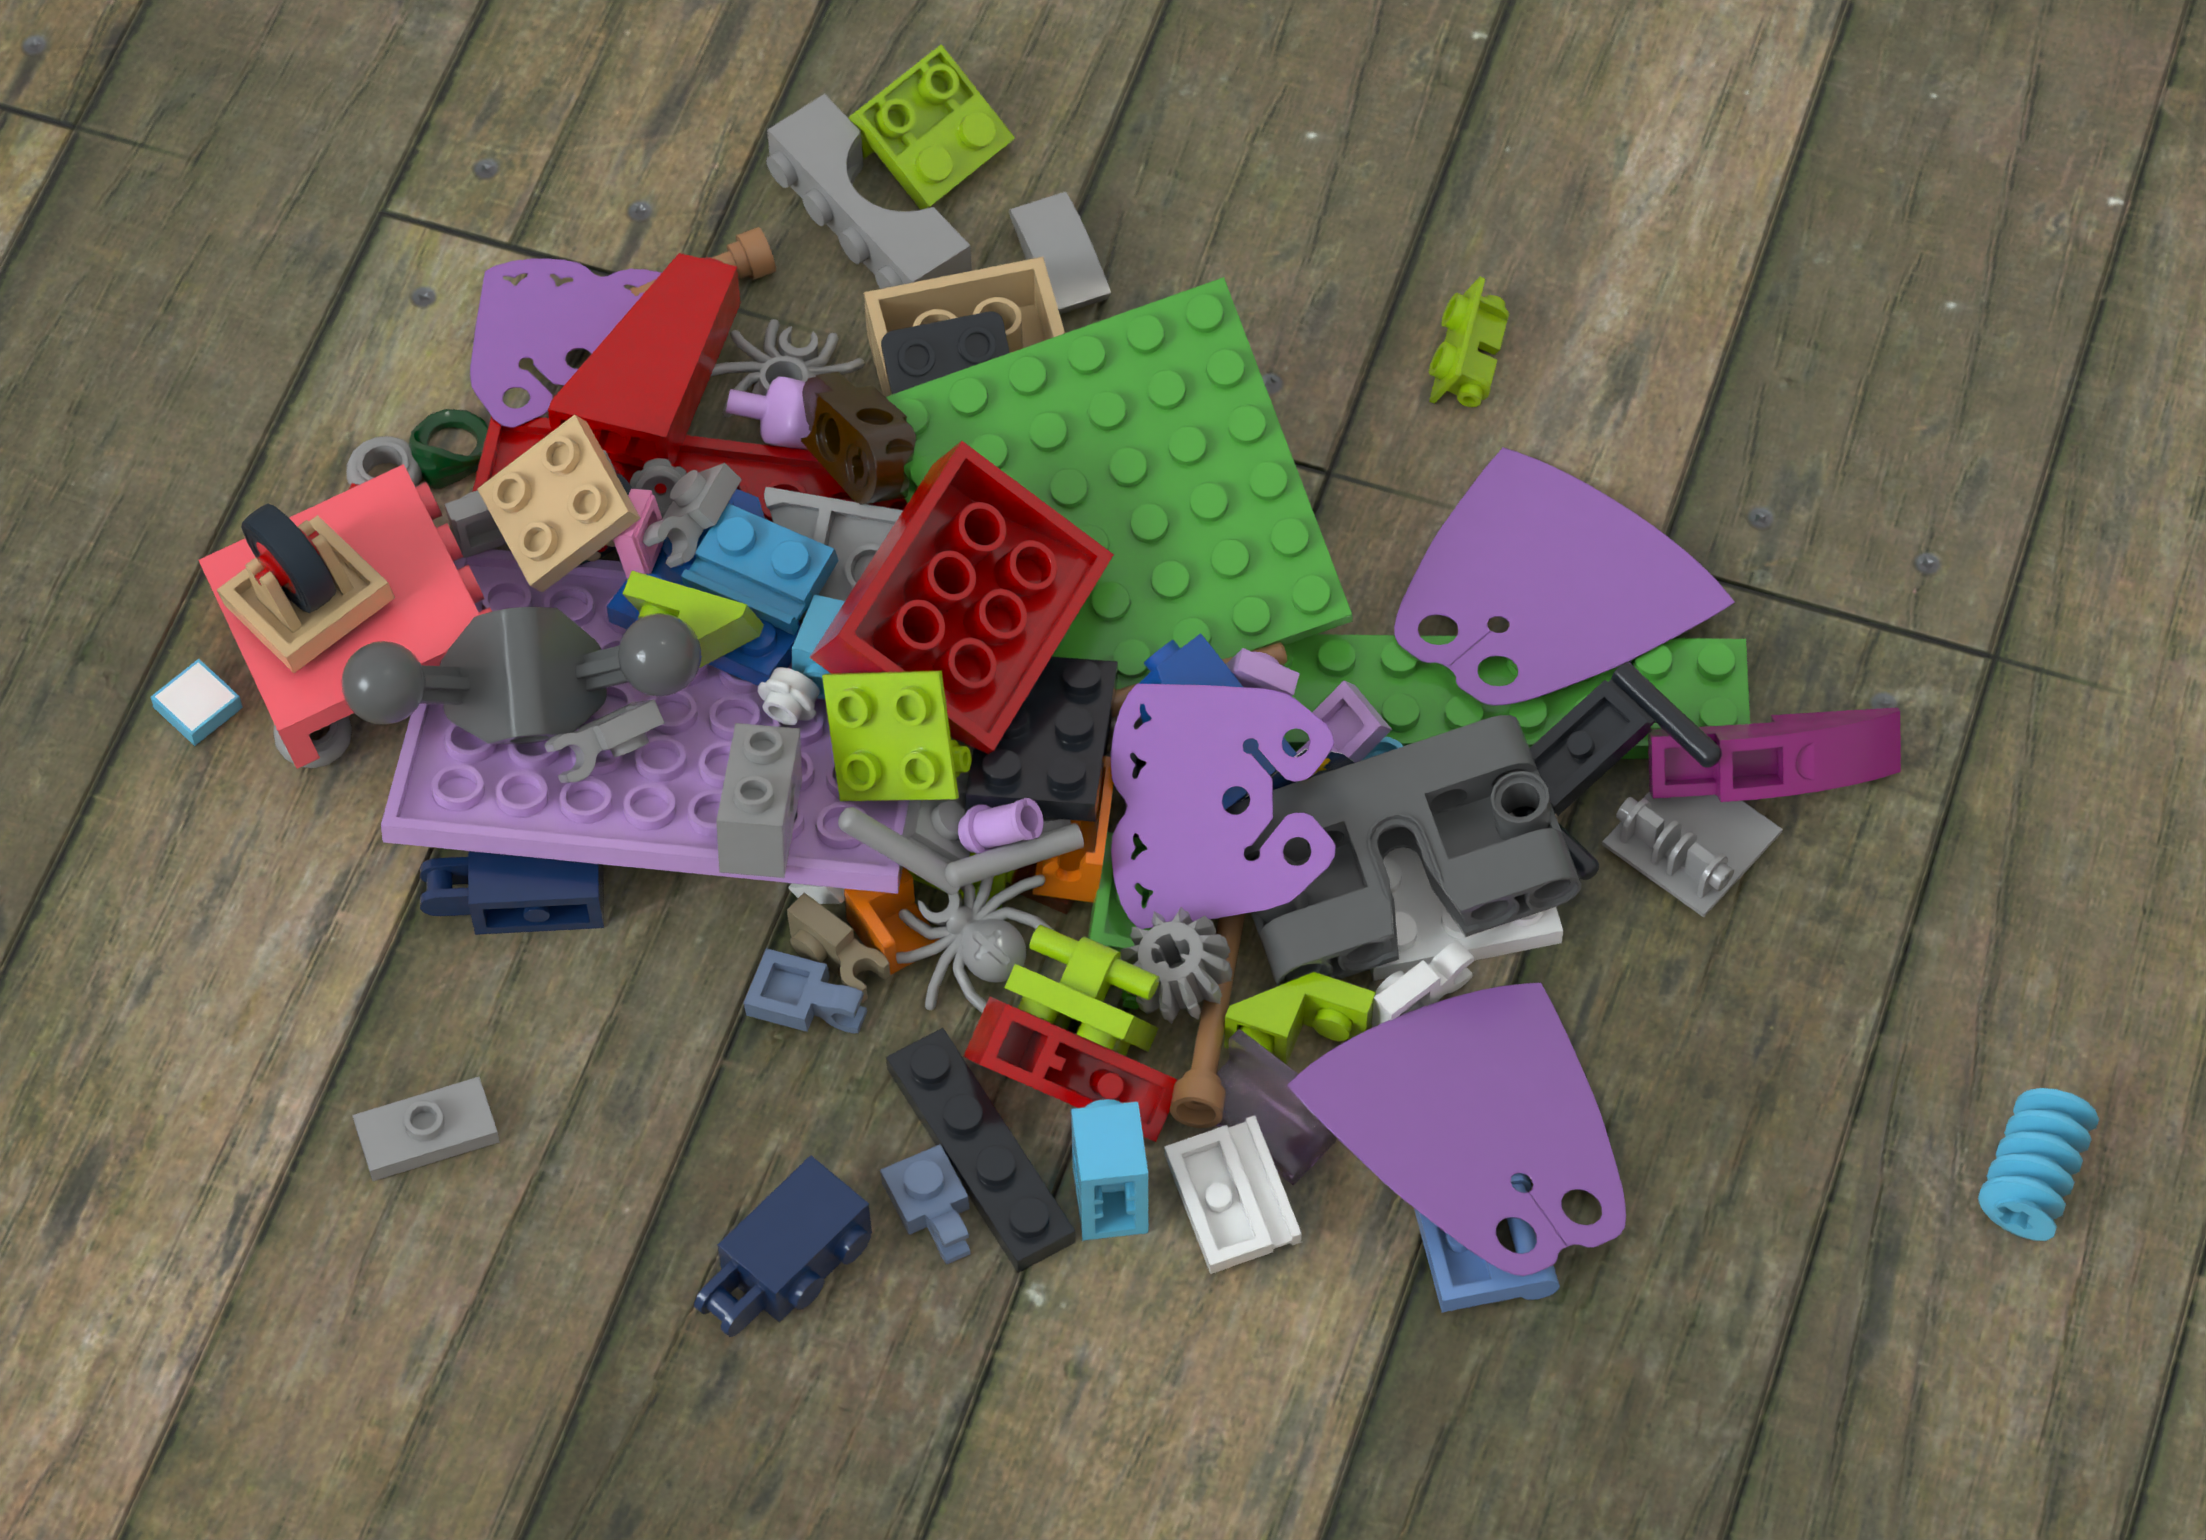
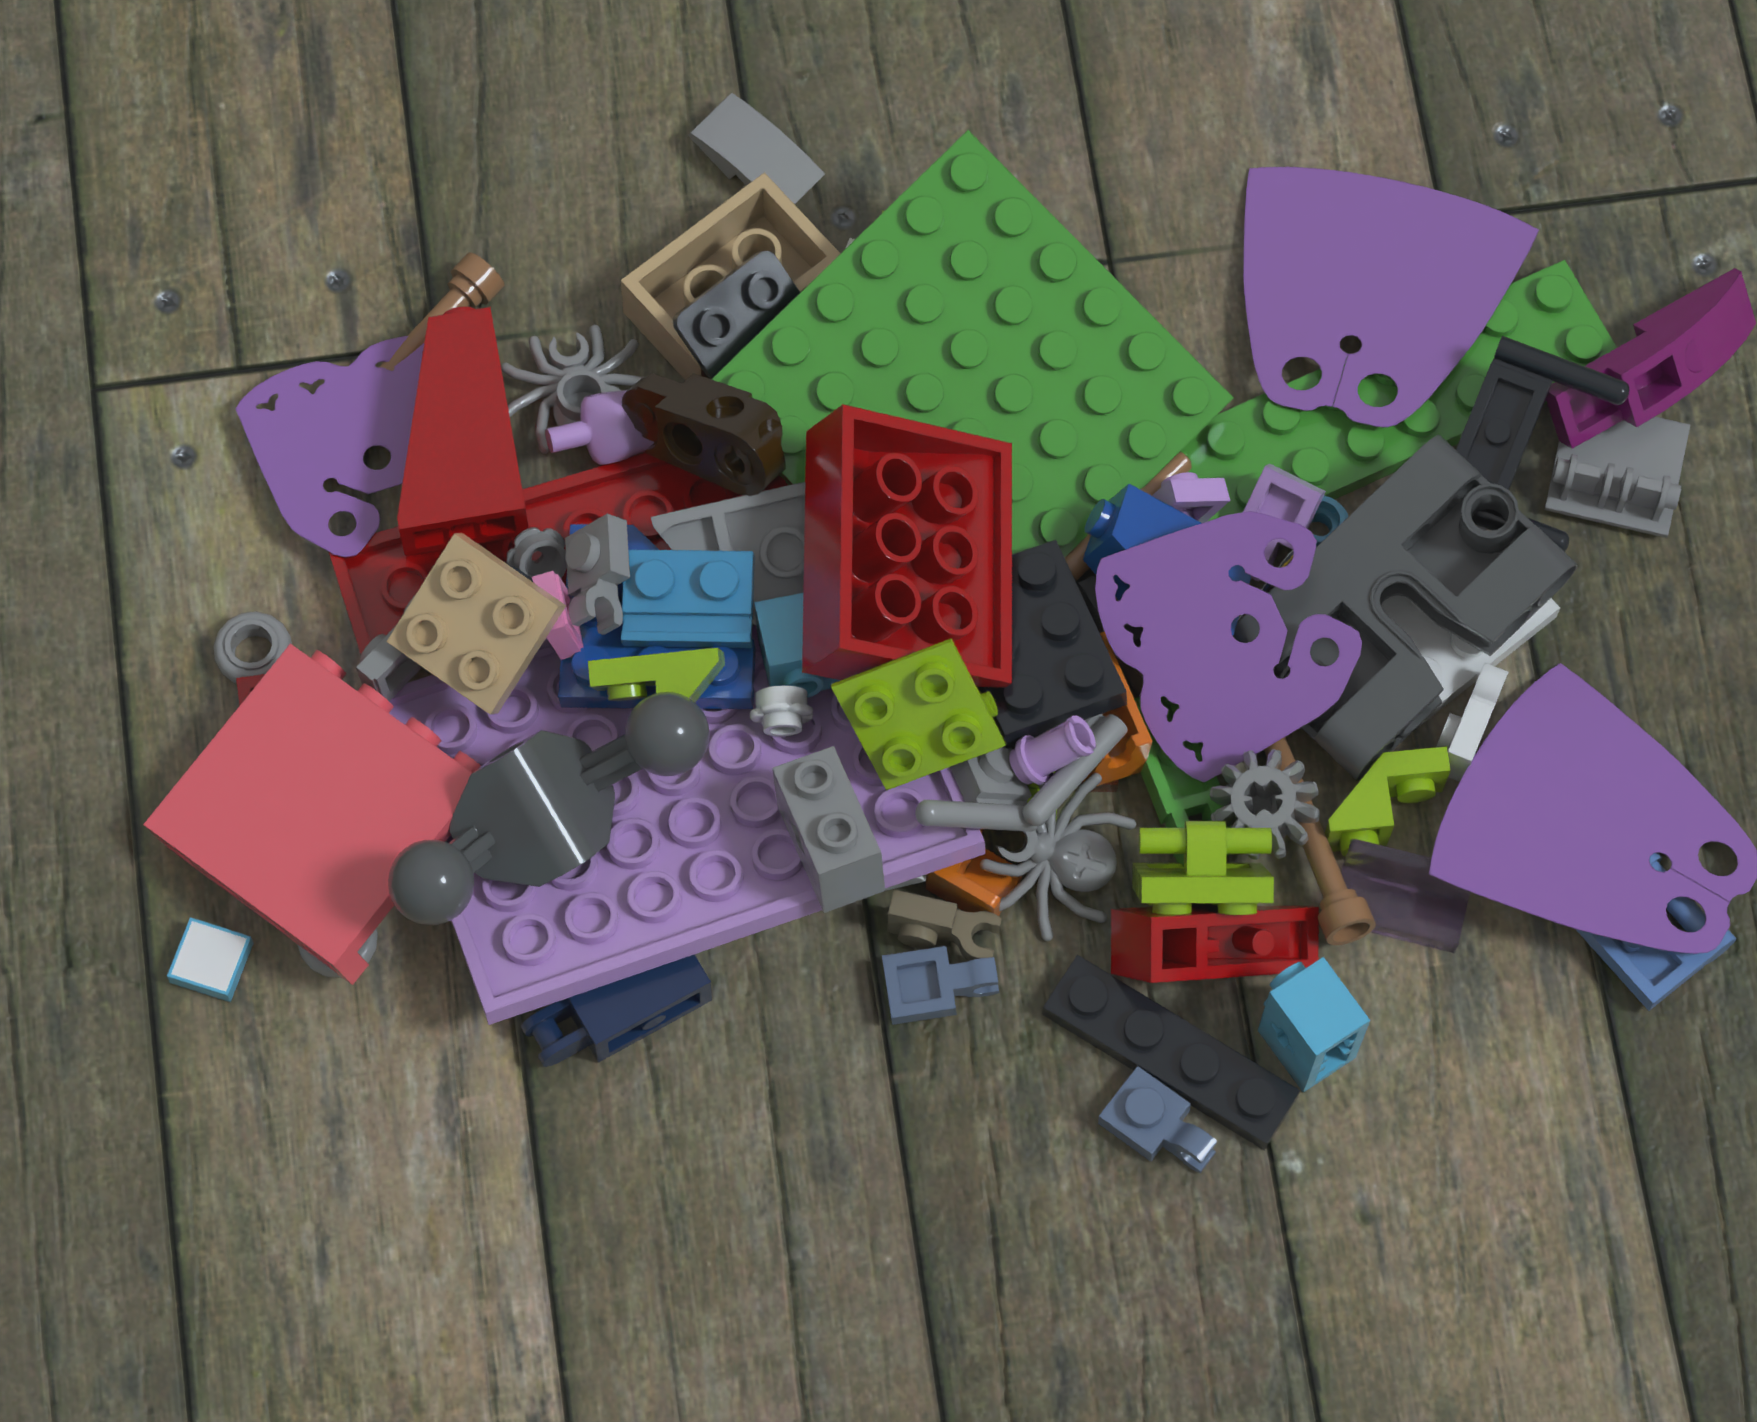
camera: 30 degrees left, 10 degrees up
(301, 586) = (280, 817): tan plate -> none
(426, 1128) = (667, 1272): light grey plate -> none
(441, 466) = (307, 622): dark green piece -> none
(618, 731) = (647, 820): light grey plate -> none
(787, 1248) = (1062, 1229): dark blue brick -> none
(819, 158) = (621, 216): light grey arch -> none
(931, 128) = (573, 84): lime plate -> none
(1232, 1194) = (1419, 991): white plate -> none
(1471, 324) = (1162, 62): lime hinge -> none

